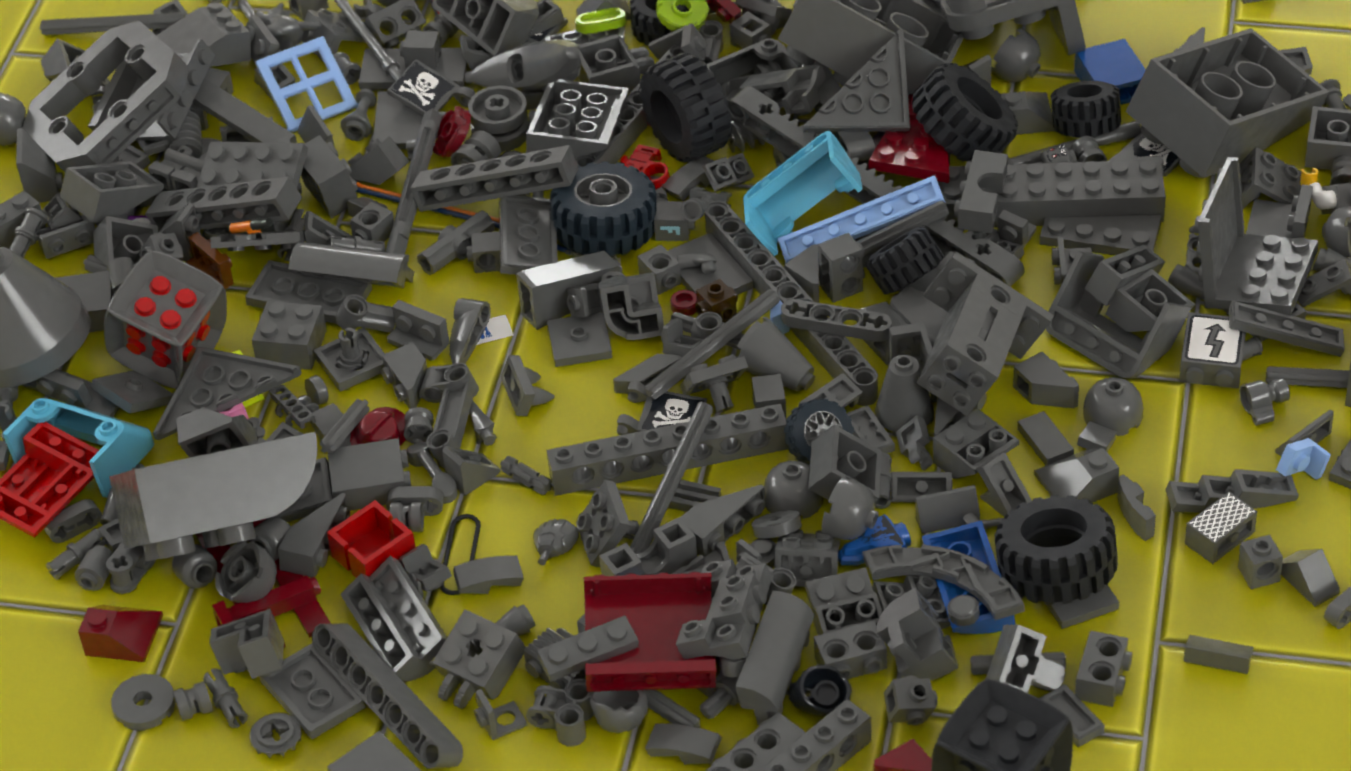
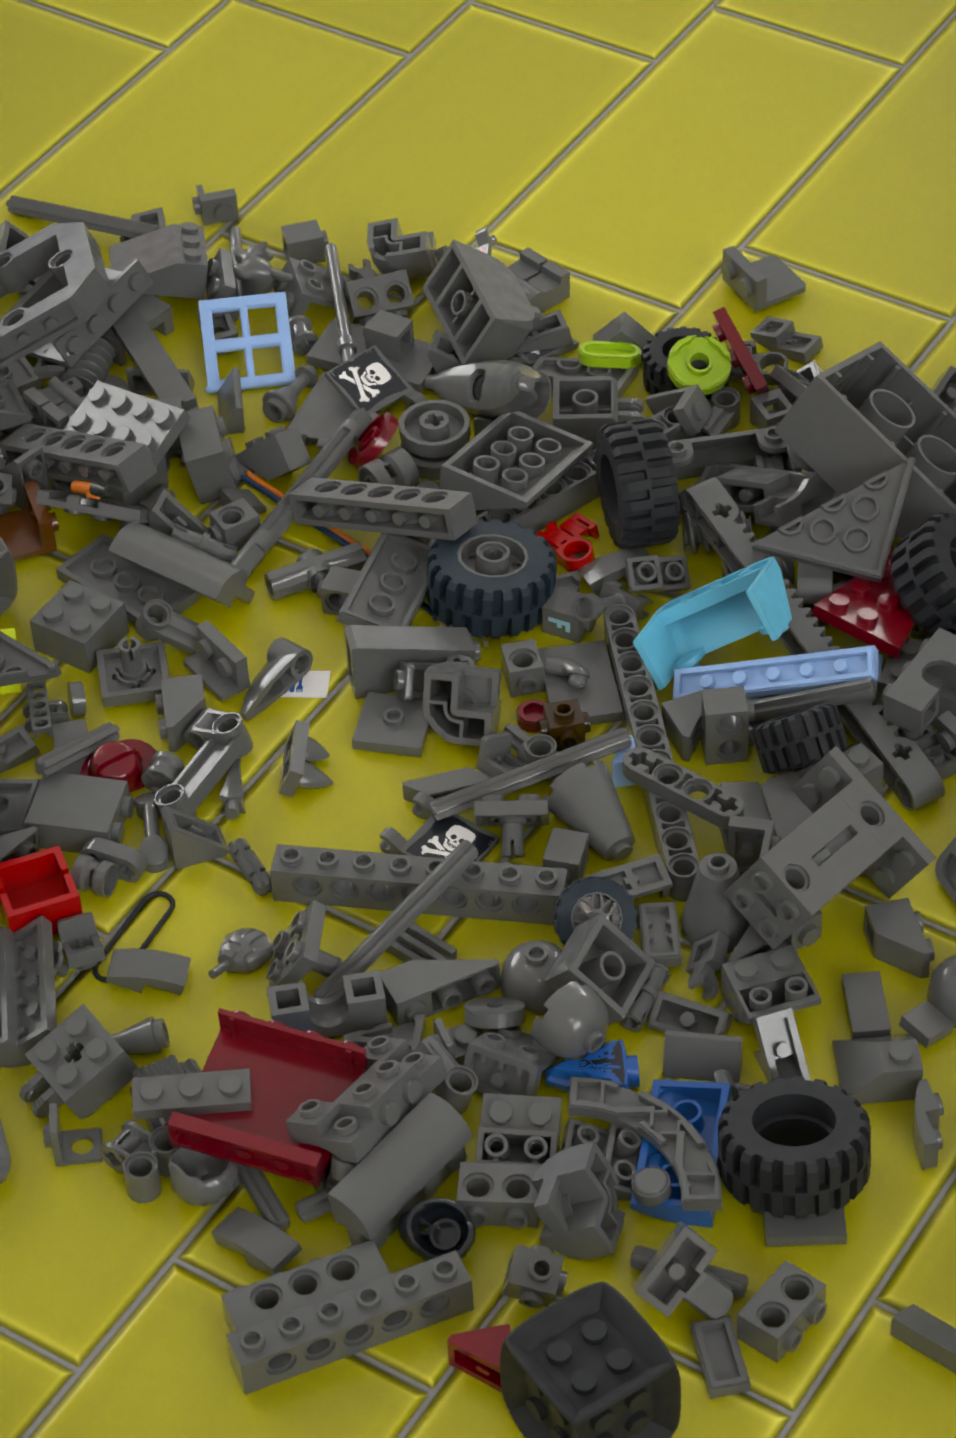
camera: 20 degrees right, 0 degrees up
(443, 26) = (424, 320): dark grey wheel -> none

